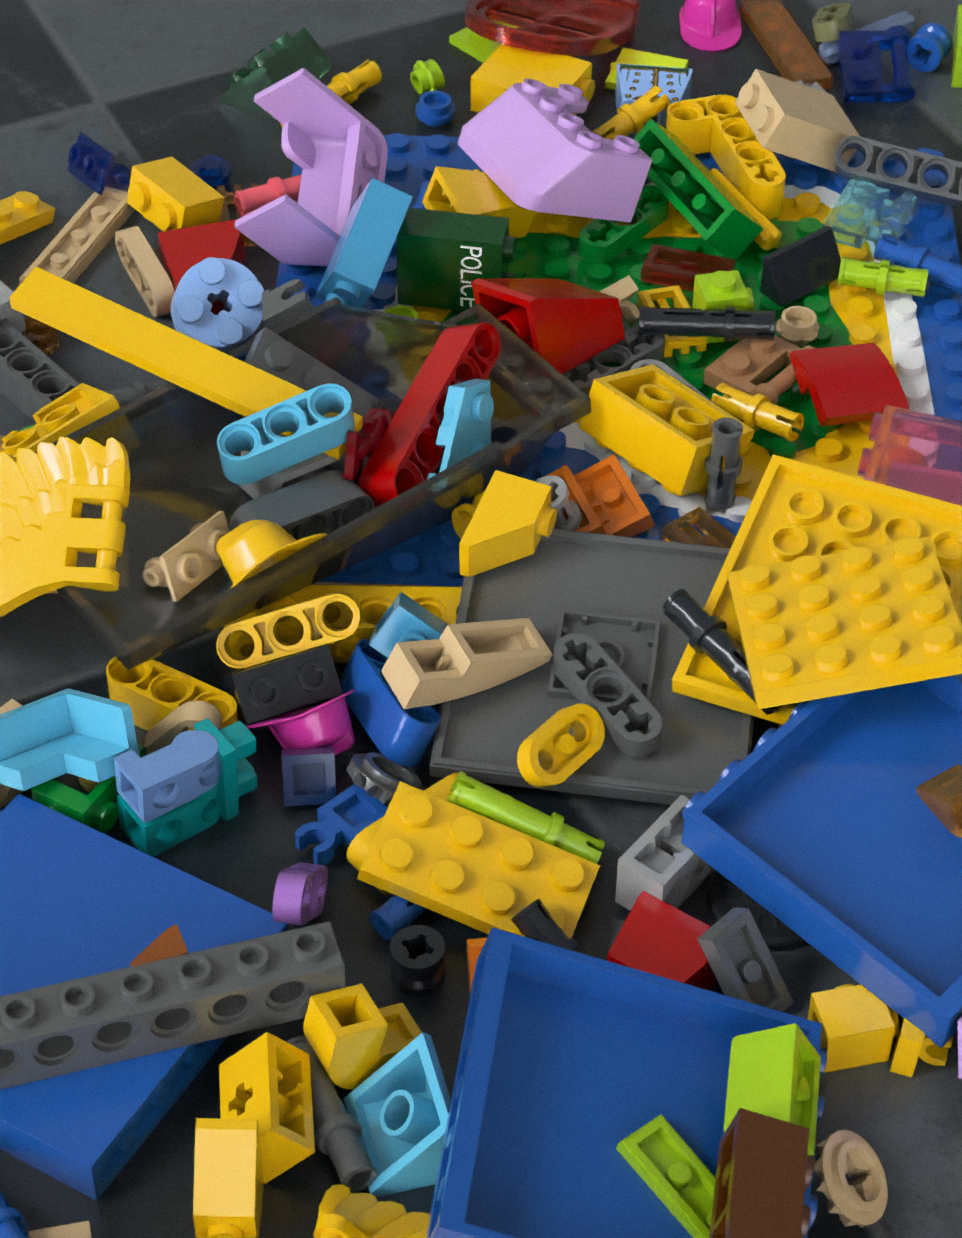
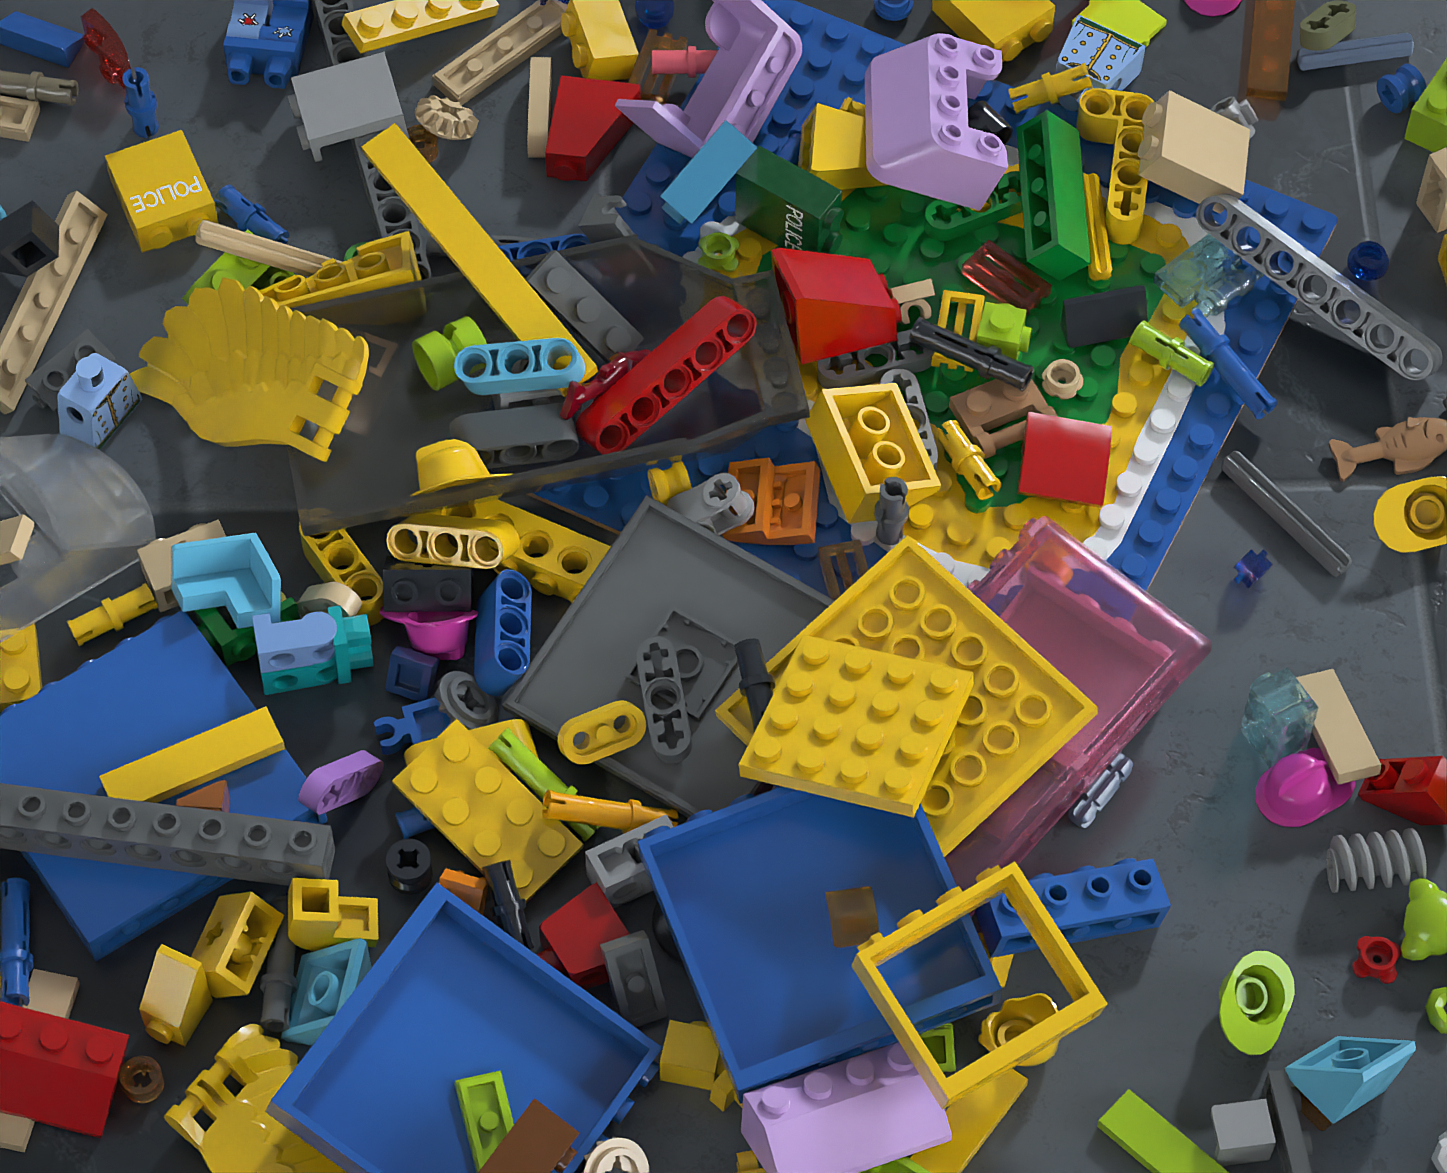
camera: 25 degrees right, 15 degrees up
(124, 923) = (196, 759): none -> yellow tile
(188, 560) = (396, 454): tan hinge -> none
(190, 463) = (437, 352): none -> lime wheel
(221, 281) = (543, 179): light blue brick -> none
(404, 622) = (543, 584): dark azure brick -> none
(463, 661) = (566, 628): tan slope -> none
(465, 421) = (685, 404): medium azure wing -> none
(506, 523) = (658, 515): yellow slope -> none
(598, 826) = (601, 812): none -> light orange pin
(775, 1076) = (589, 1086): lime panel -> none
(863, 70) = (1323, 88): clear blue plate -> none

